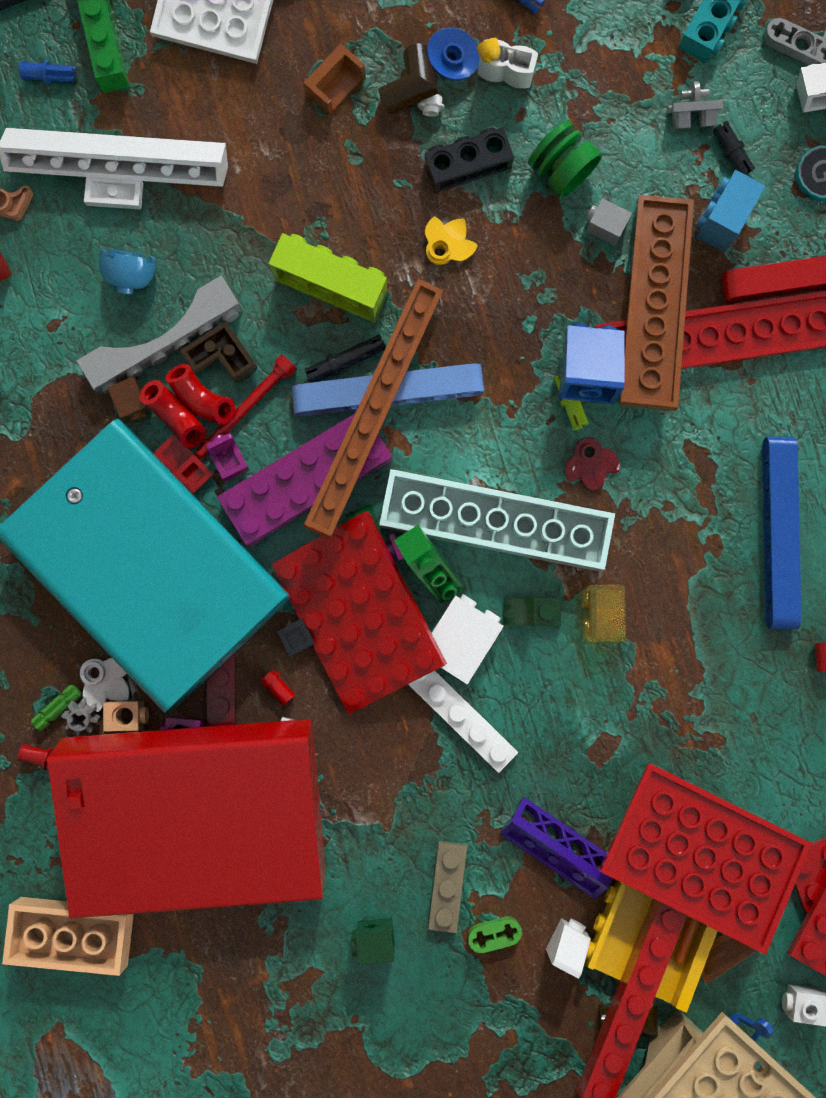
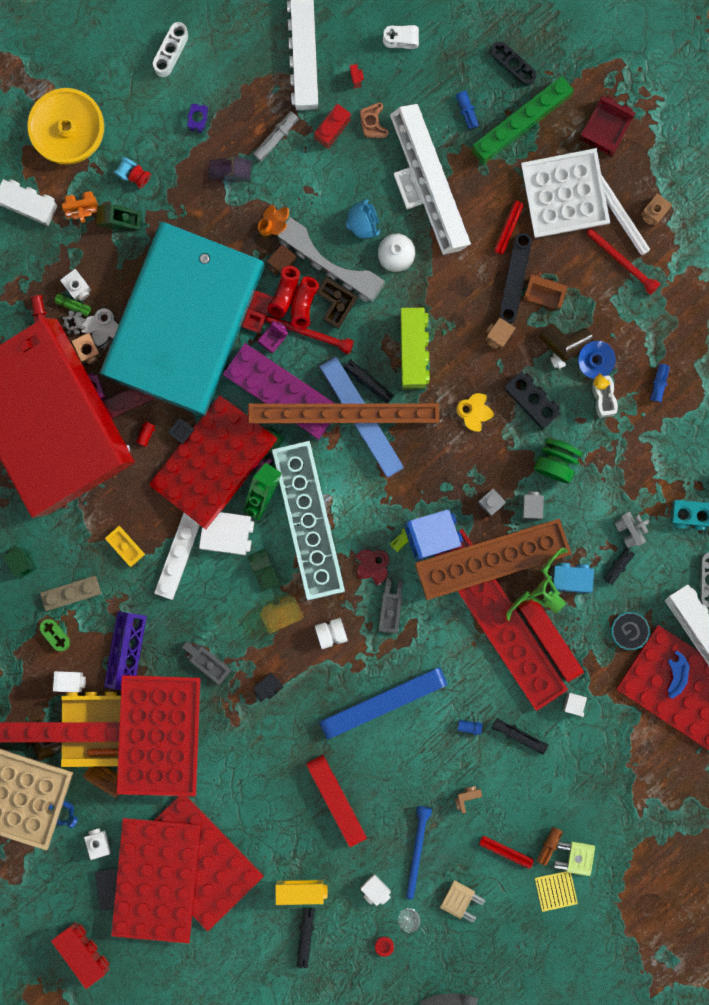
camera: 65 degrees right, 0 degrees up
(31, 690) = (76, 285): none -> white brick
(72, 387) = (273, 221): none -> orange plate
(190, 247) = (396, 252): none -> white cylinder
(227, 89) = (508, 227): none -> red axle
(298, 110) = (515, 277): none -> black piece
(361, 161) = (499, 333): none -> medium nougat brick
(417, 784) = (125, 546): none -> yellow plate
(579, 271) = (491, 502): none -> light grey brick
(623, 743) = (207, 662): none -> dark grey hinge
(659, 465) = (391, 608): none -> dark grey hinge
(659, 558) = (331, 633): none -> white wheel
(694, 676) = (267, 687): none -> black brick
(750, 240) = (552, 600): none -> bright green plant

